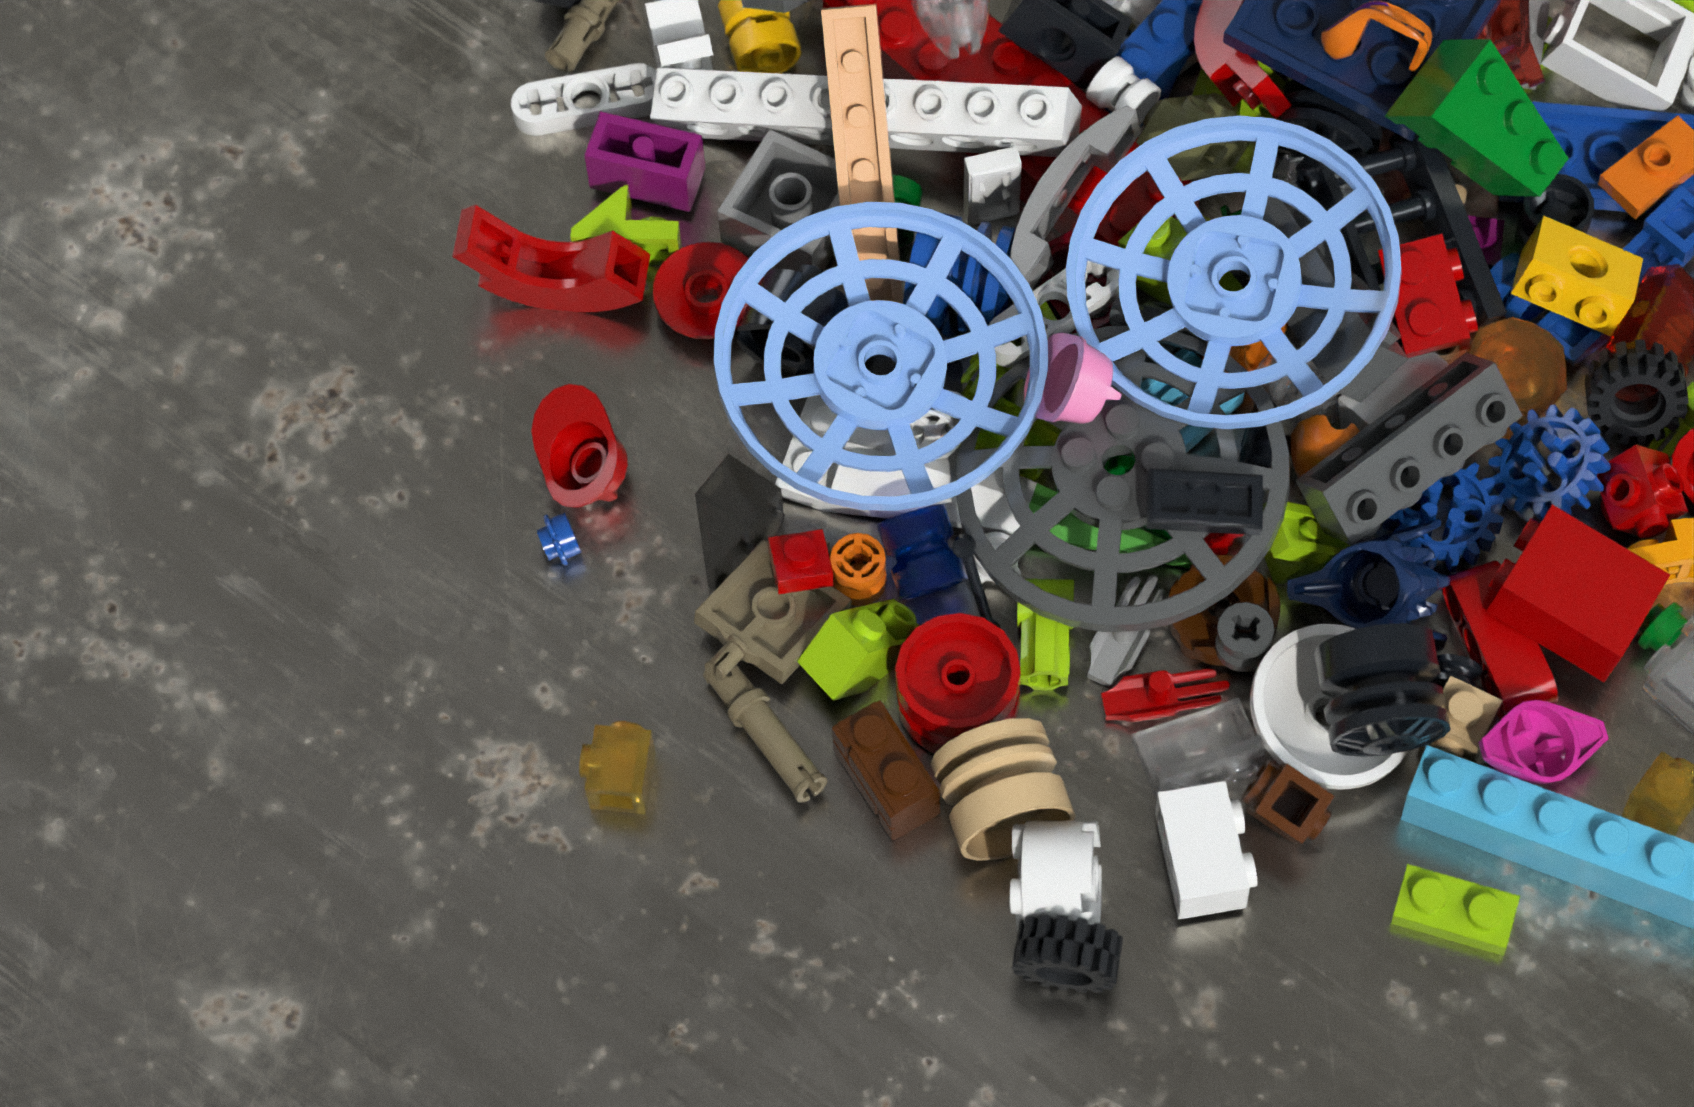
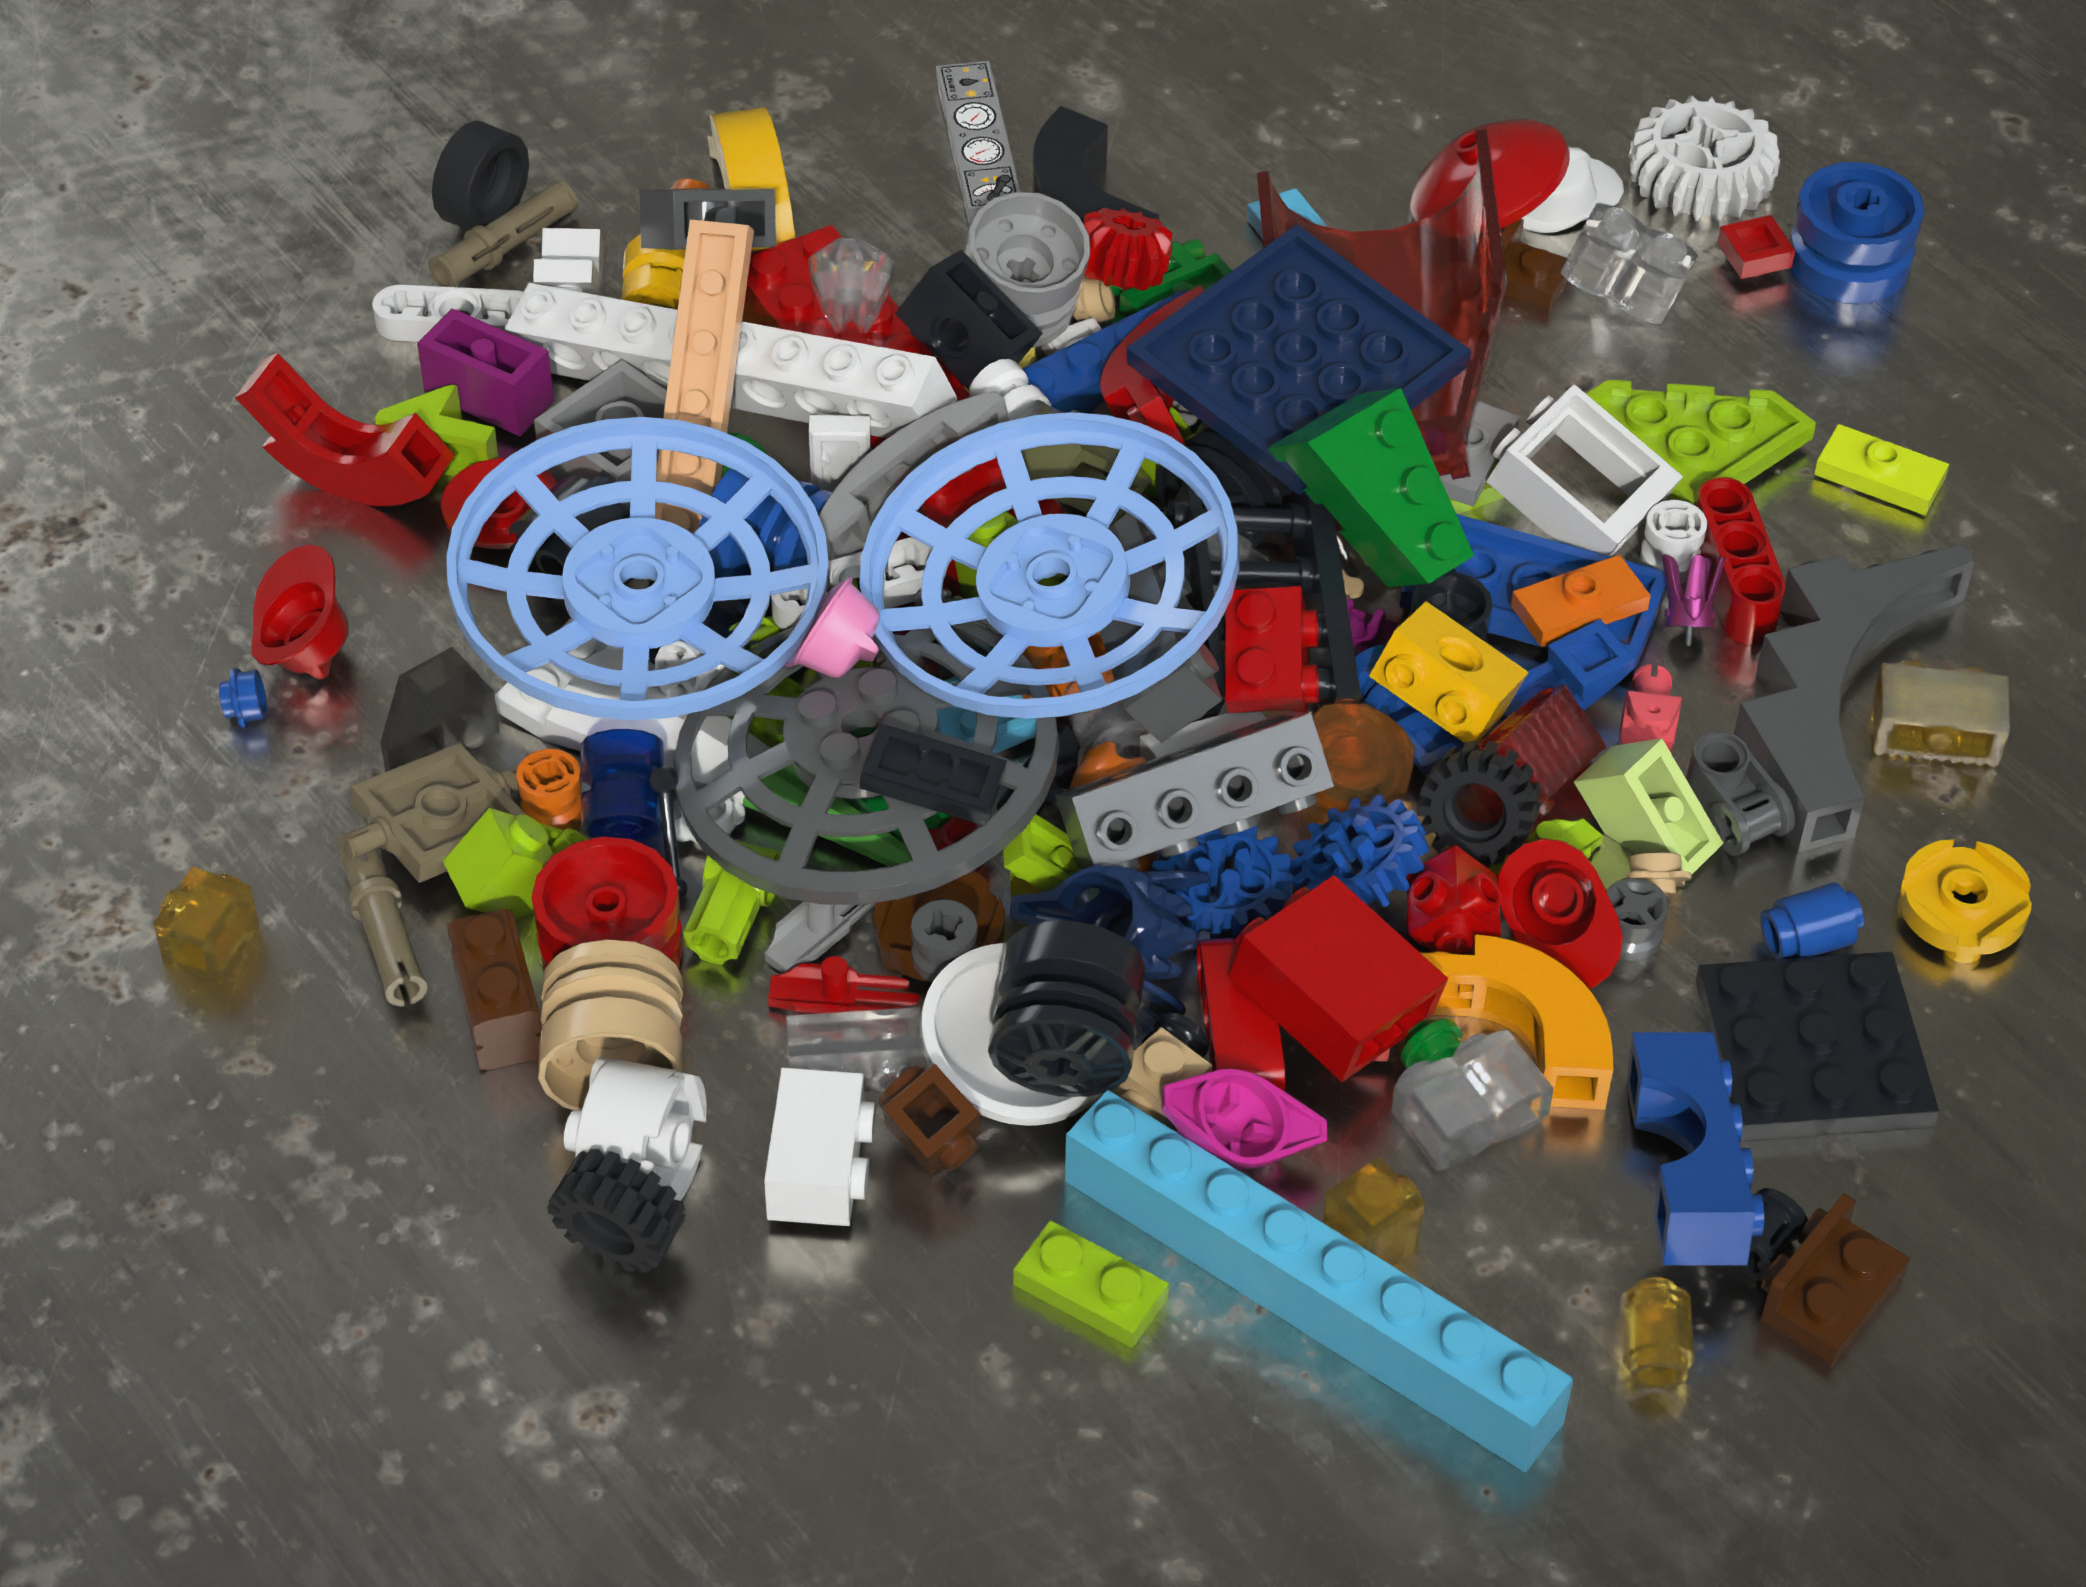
camera: 10 degrees right, 15 degrees down
(800, 561) = (485, 765): red plate -> none
(1343, 36) = (1264, 360): orange piece -> none

